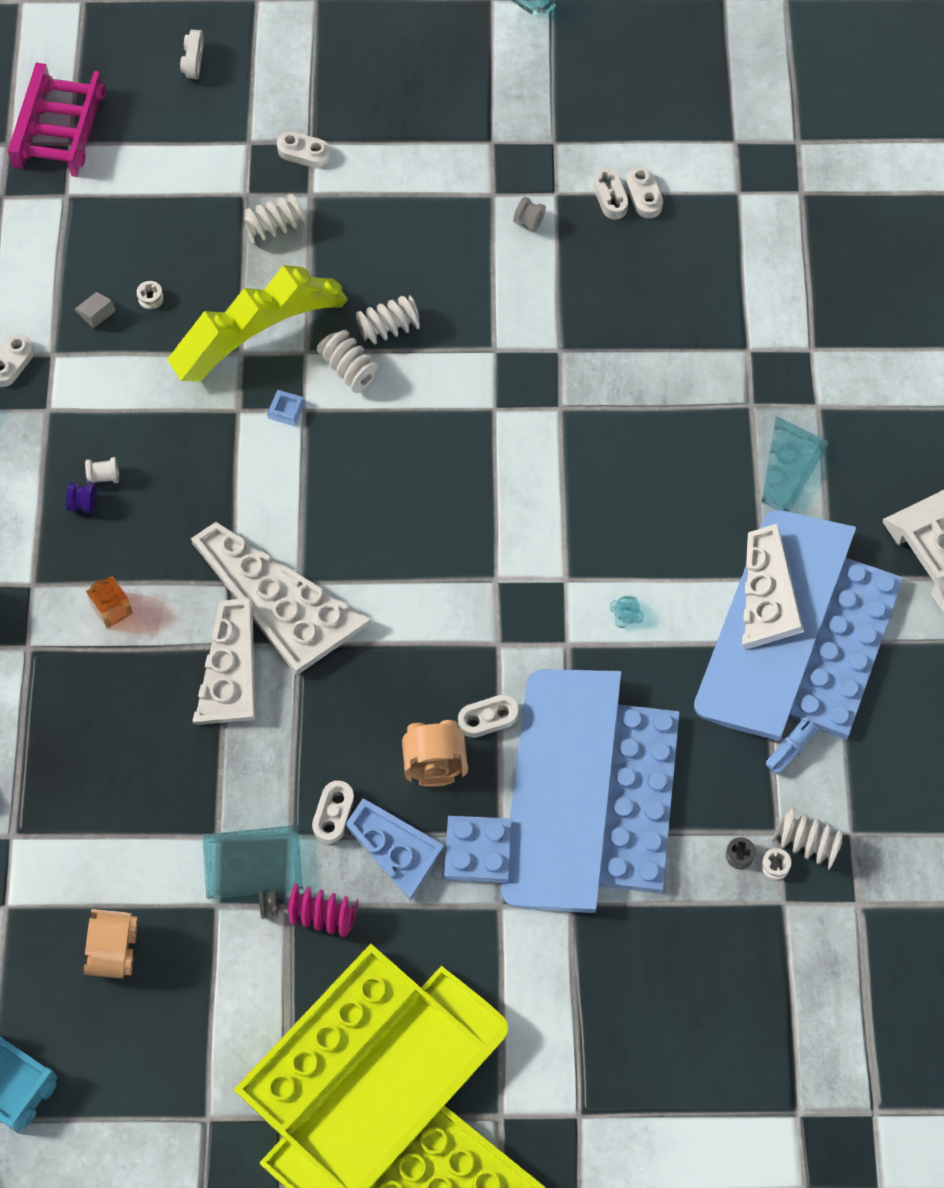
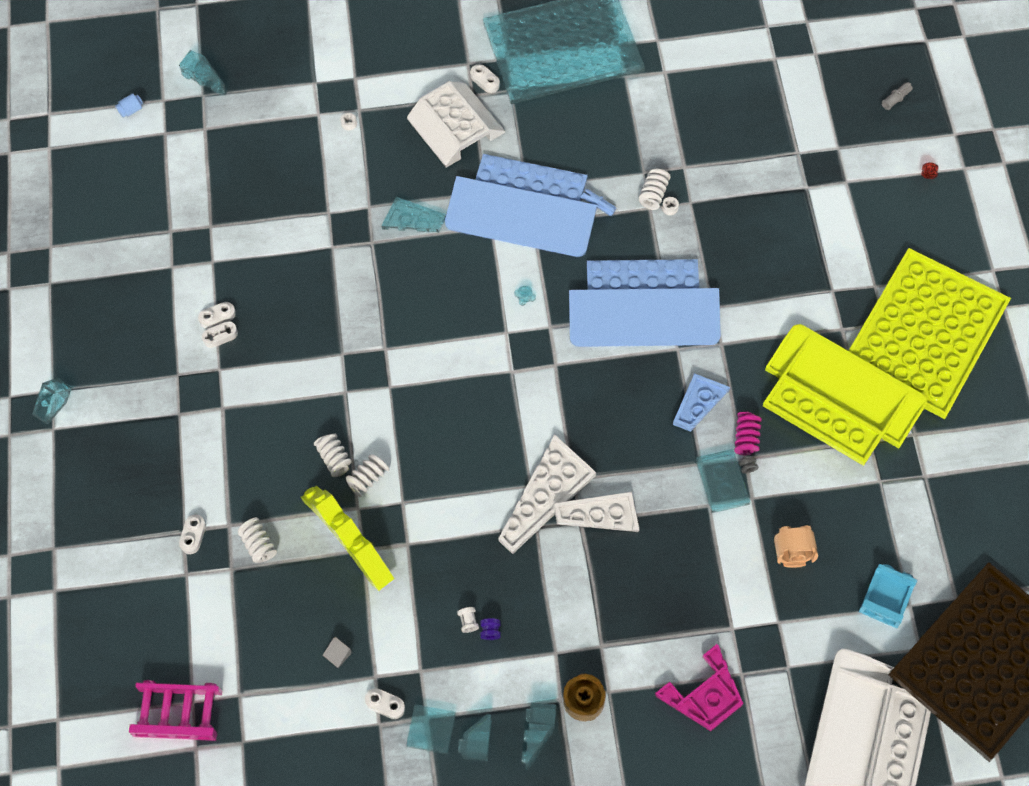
camera: 95 degrees left, 0 degrees up
(109, 601) = (565, 594): clear orange brick -> none
(156, 300) = (326, 612): white bush -> none
(194, 47) = (117, 622): white plate -> none
(286, 408) = (403, 512): light blue tile -> none
(332, 813) = (683, 438): white plate -> none
(434, 753) = (639, 382): light nougat brick -> none
(477, 849) = (690, 357): light blue plate -> none
(486, 714) = (607, 362): white plate -> none
(529, 214) = (241, 379): light grey wheel -> none
(731, 857) = (667, 229): dark grey bush -> none
(769, 591) = (510, 216): white wing -> none

